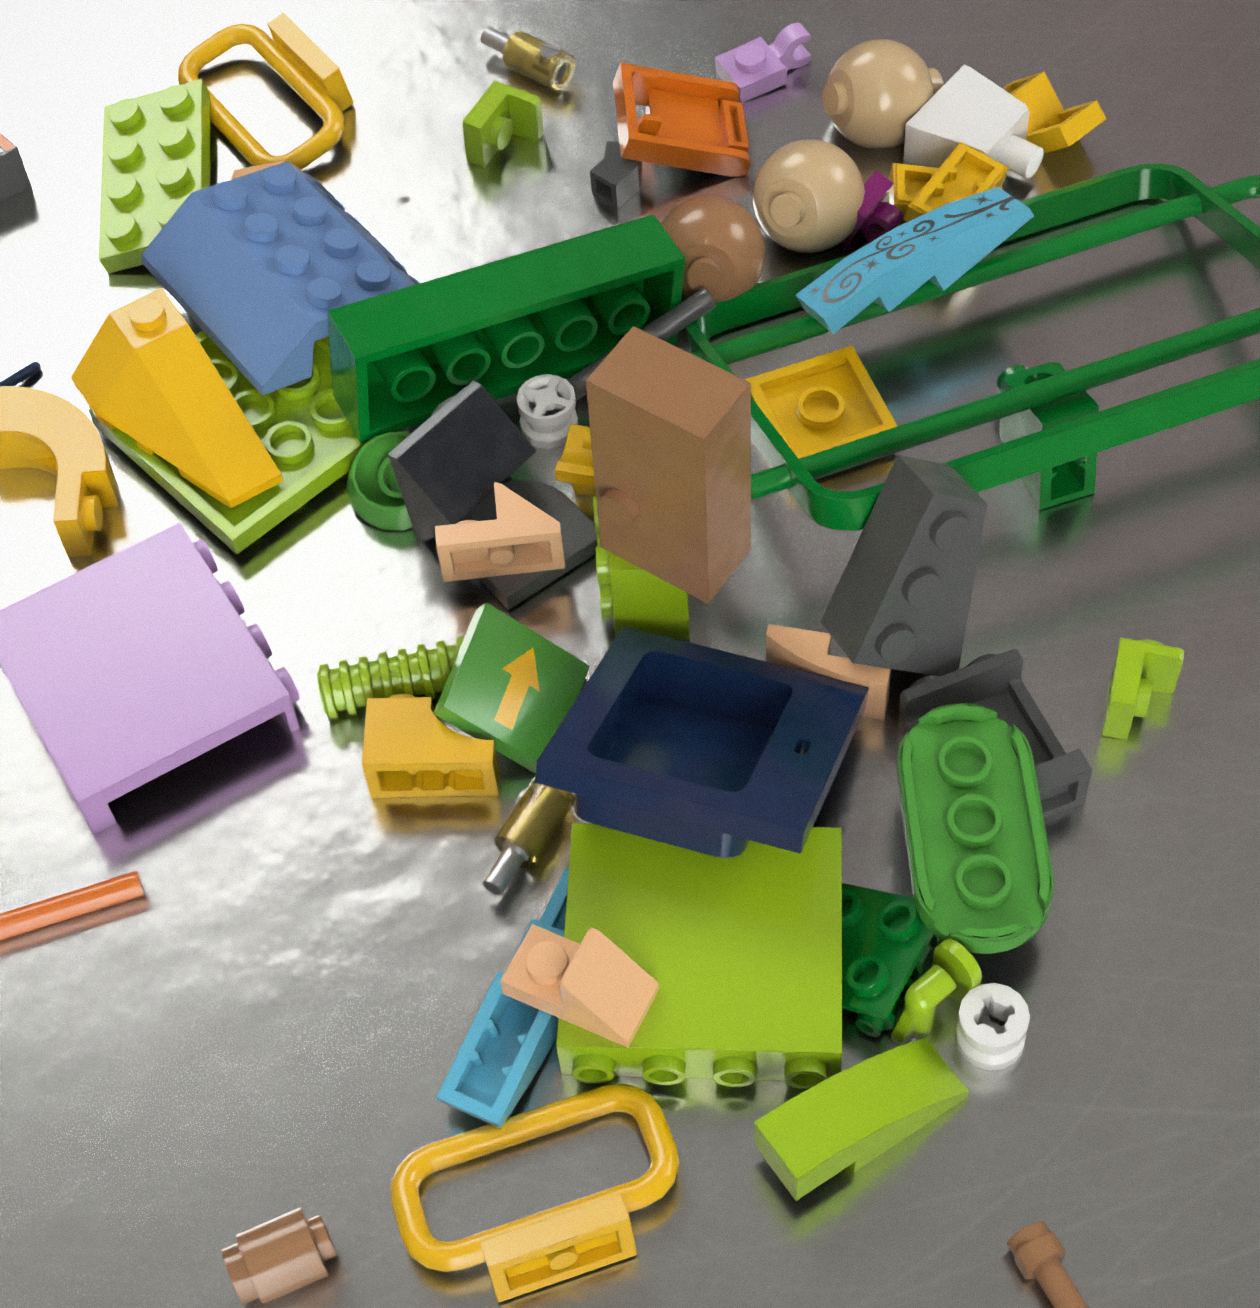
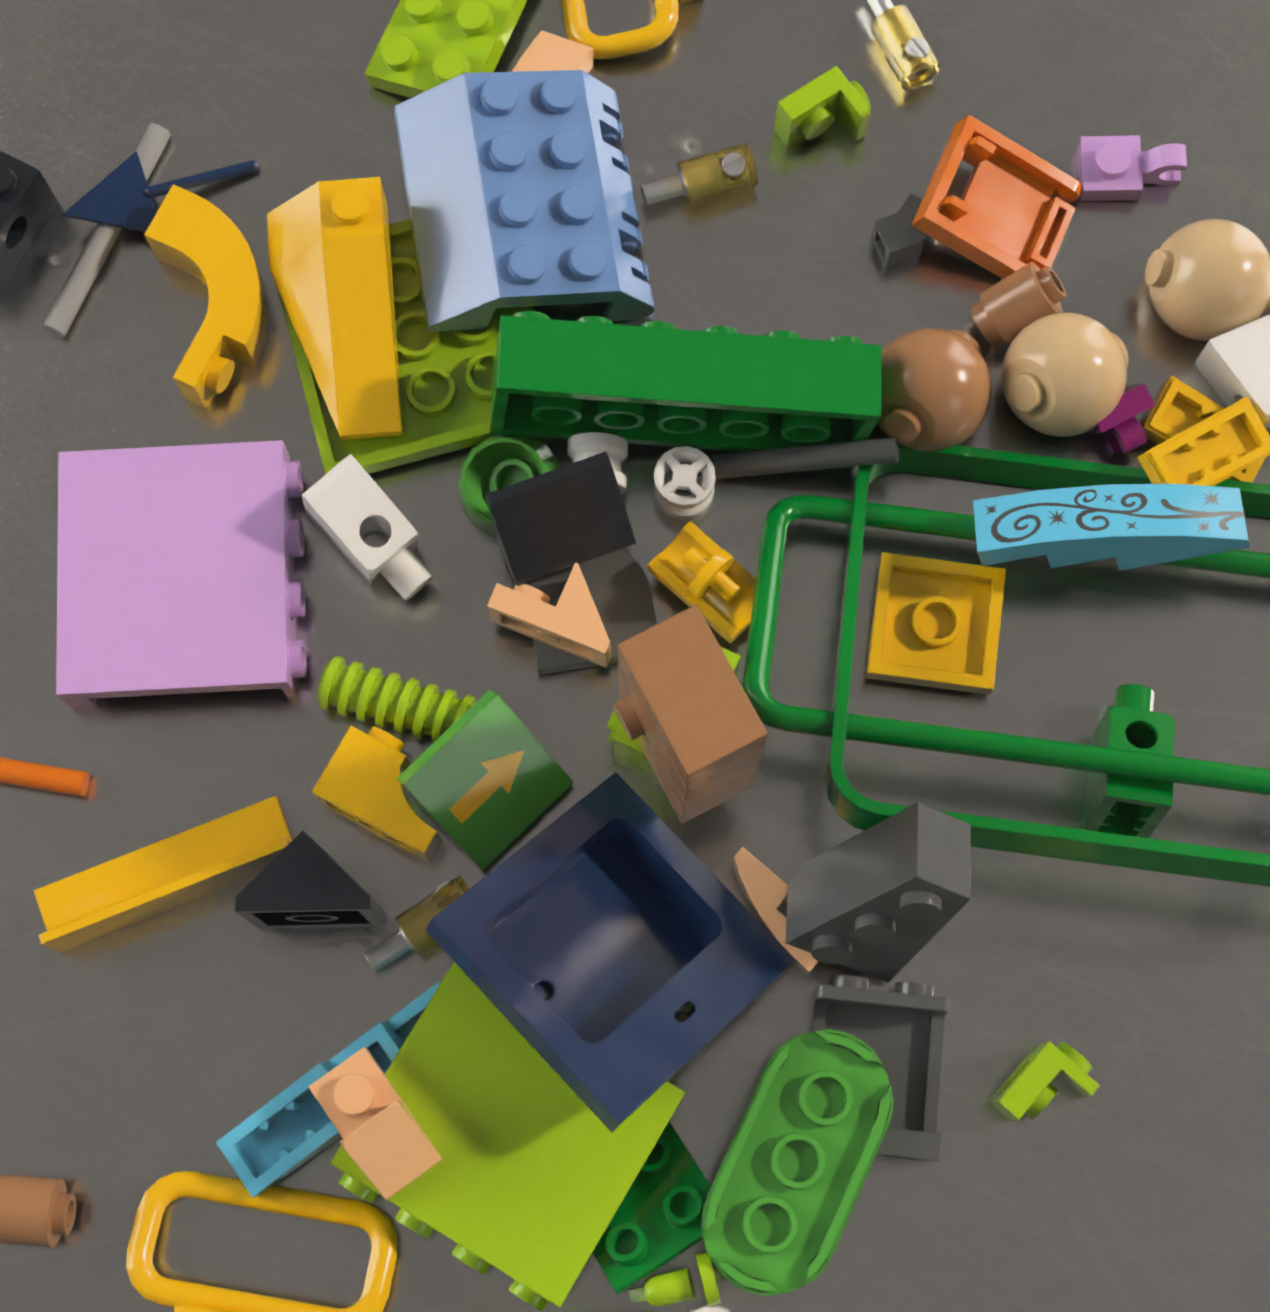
camera: 25 degrees right, 20 degrees up
(260, 916) = (162, 875): none -> yellow panel
(289, 553) = (348, 508): none -> white torso
(411, 839) = (306, 890): none -> black slope
(433, 205) = (706, 177): none -> clear yellow piece
(738, 167) = (1017, 302): none -> medium nougat brick

